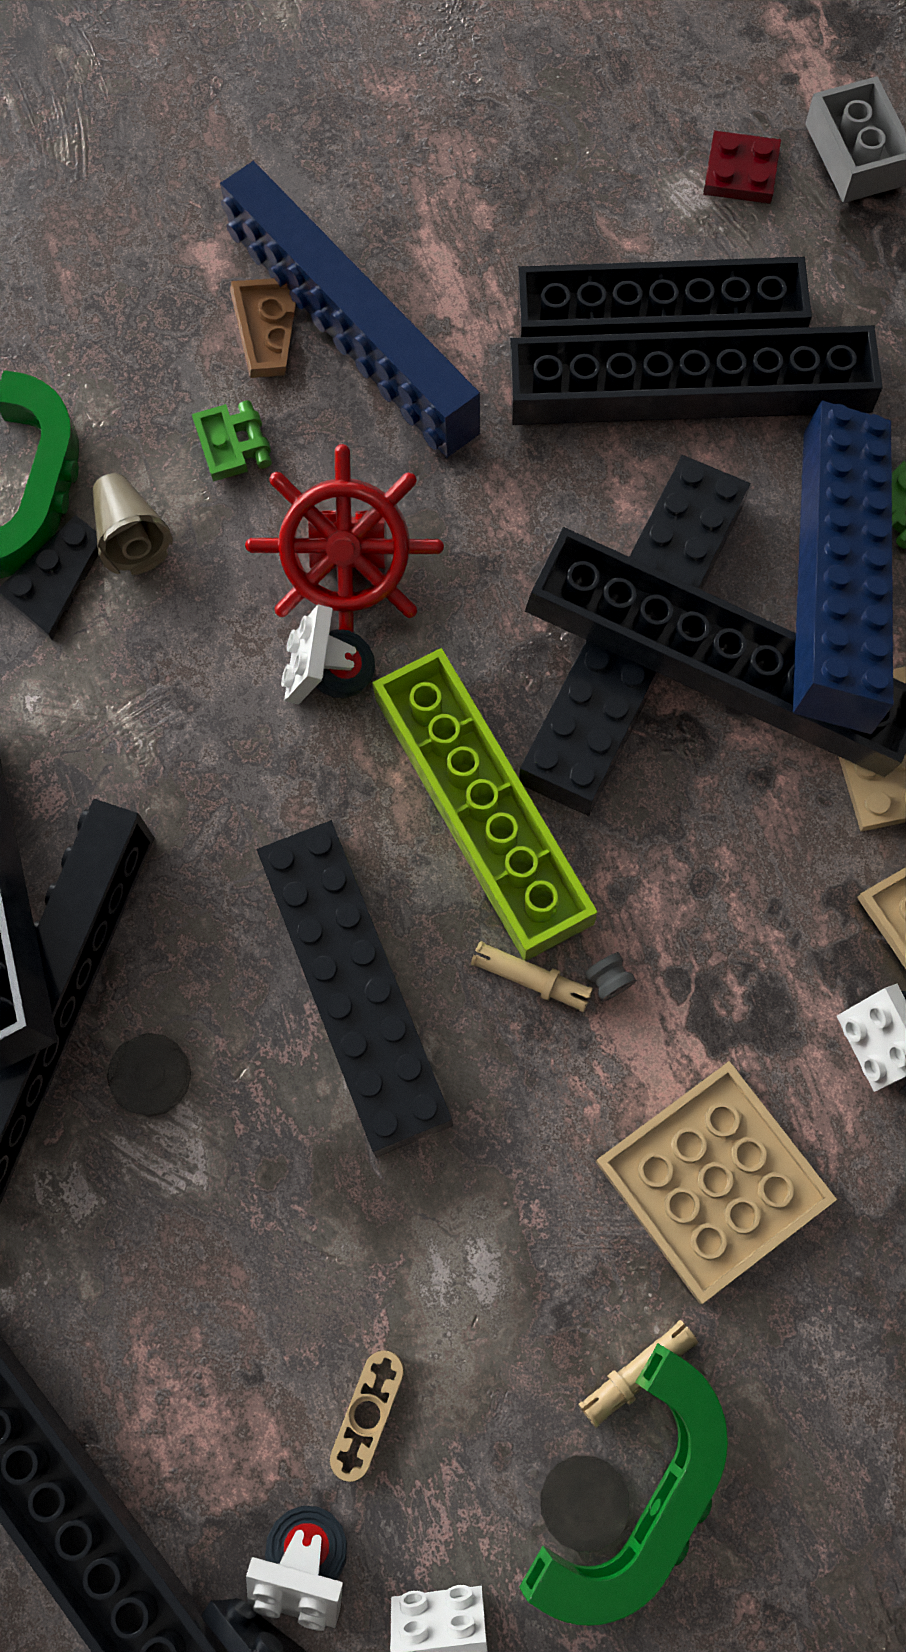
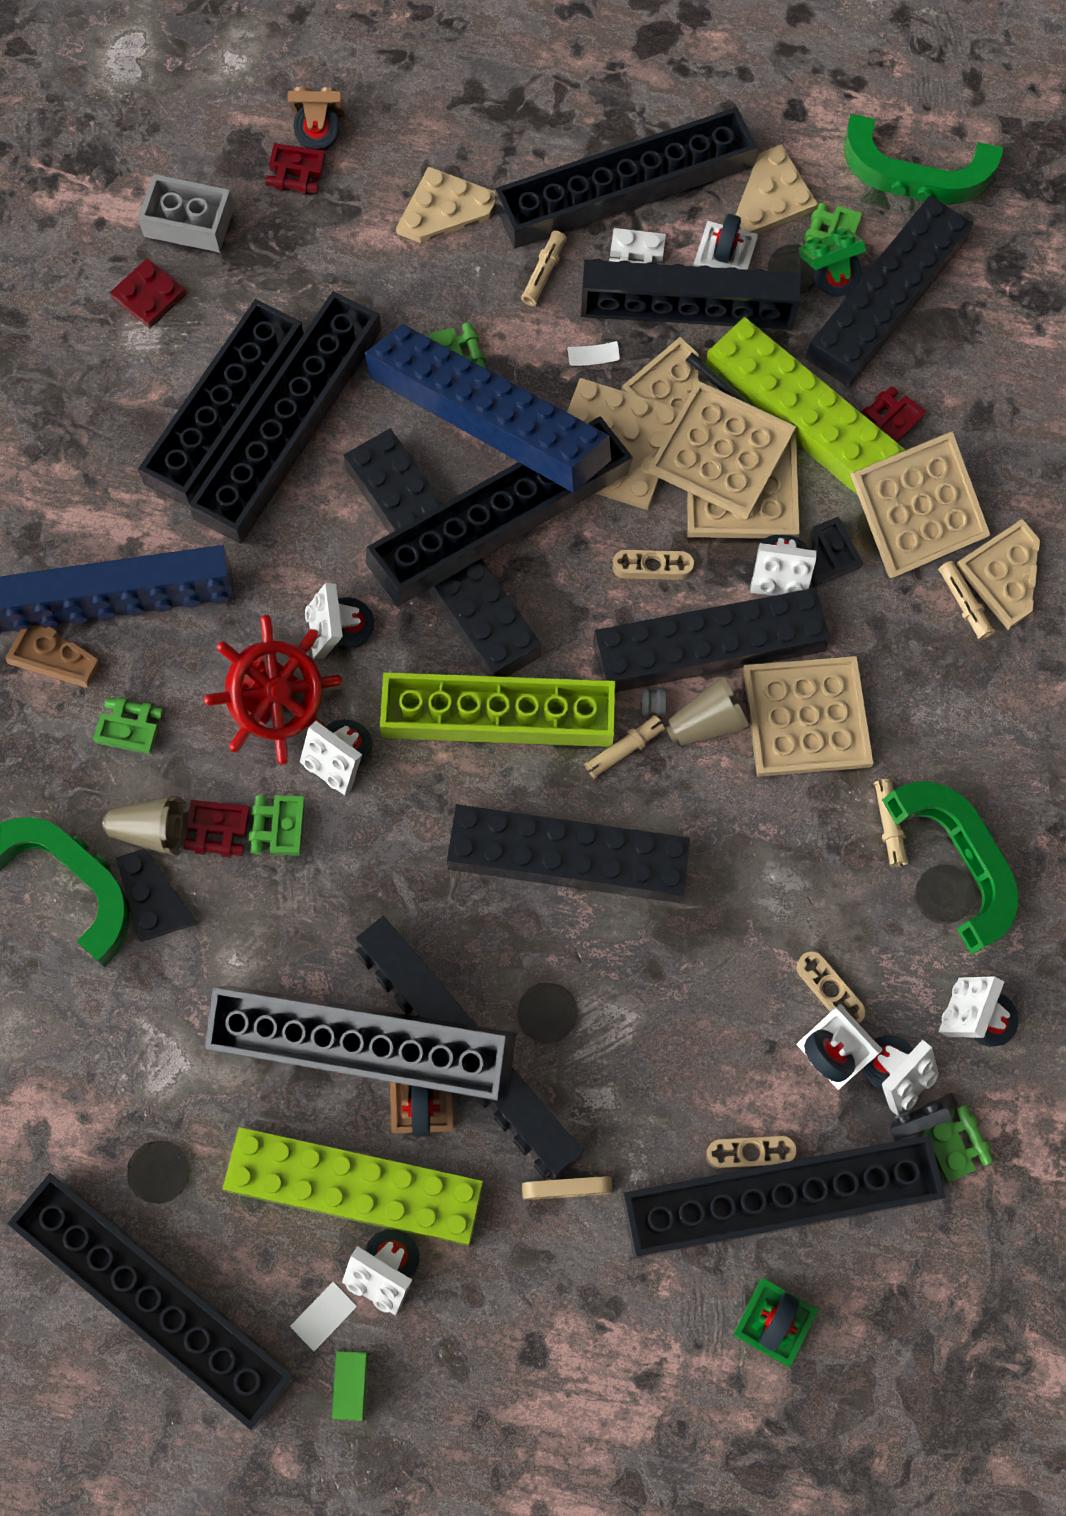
camera: 65 degrees left, 0 degrees up
(105, 1462) = (728, 1163): none -> tan beam
(176, 586) = (216, 818): none -> dark red plate
(209, 660) = (286, 825): none -> bright green plate
(278, 1467) = (839, 1047): none -> plate
(484, 576) = (338, 621): none -> white plate
(633, 1054) = (708, 716): none -> dark tan cone
(738, 1004) = (711, 640): none -> black brick
(815, 897) = (661, 556): none -> tan beam

